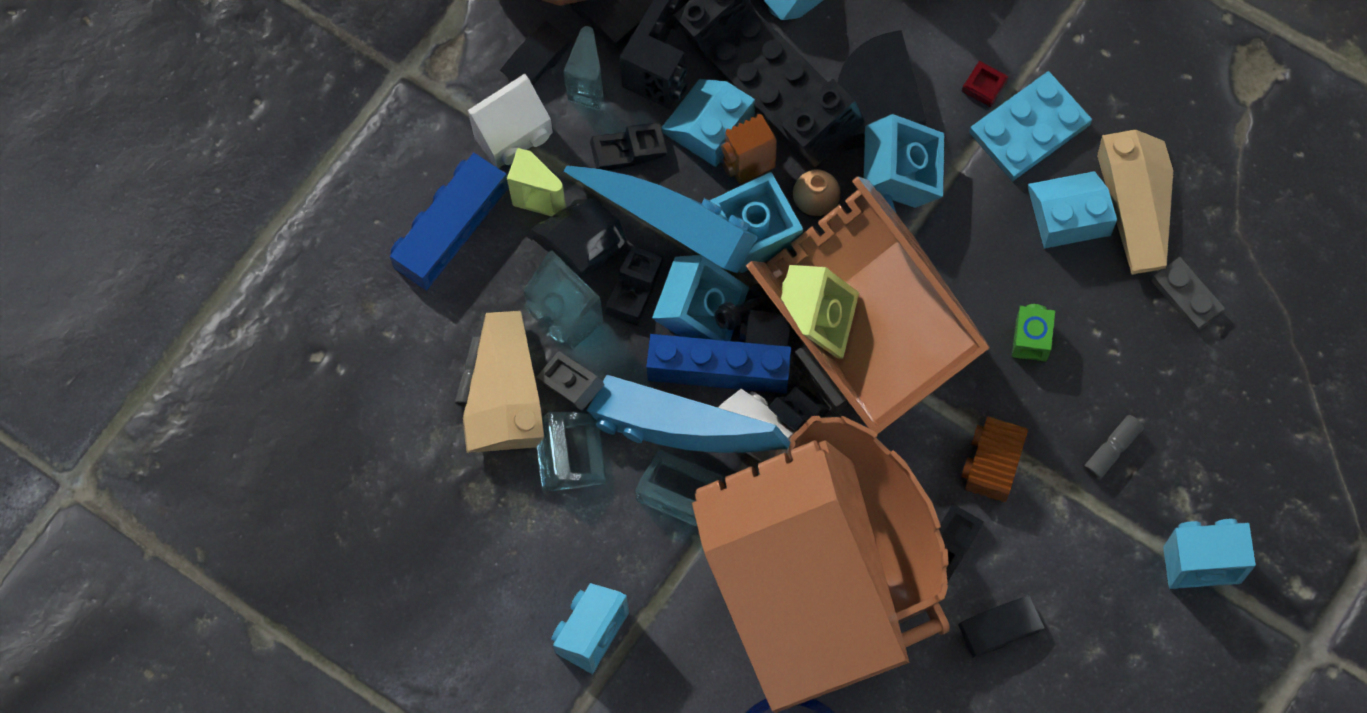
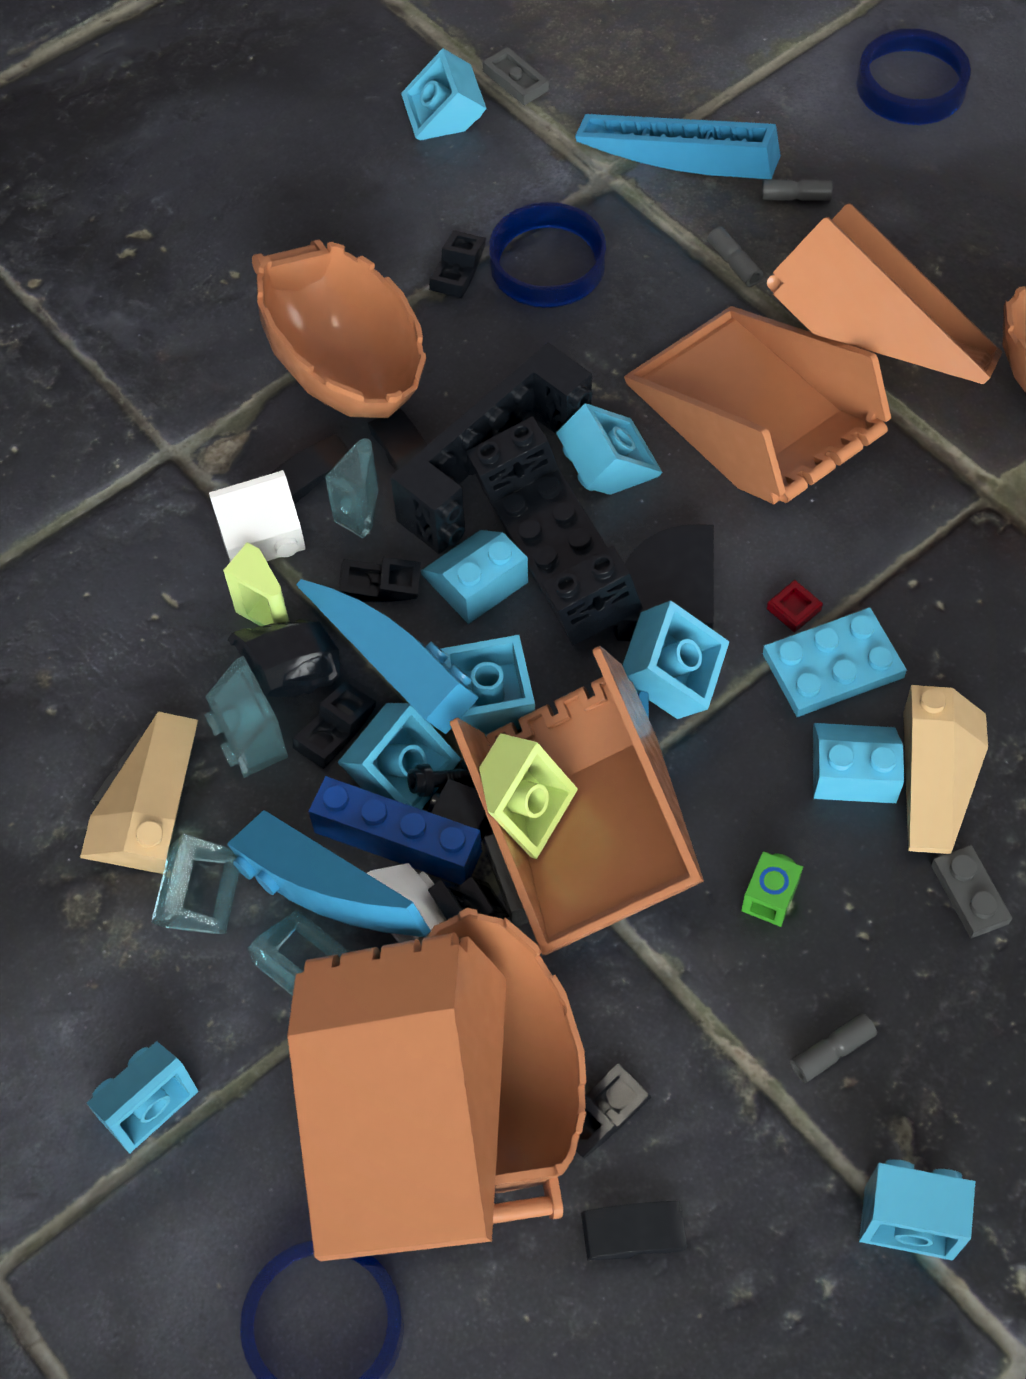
camera: 15 degrees right, 10 degrees down
(449, 220) = (156, 610): blue brick -> none
(570, 380) = (222, 807): dark grey plate -> none
(749, 149) = (504, 606): dark orange brick -> none
(816, 193) = (568, 672): light nougat brick -> none
(995, 459) = (684, 1023): dark orange brick -> none

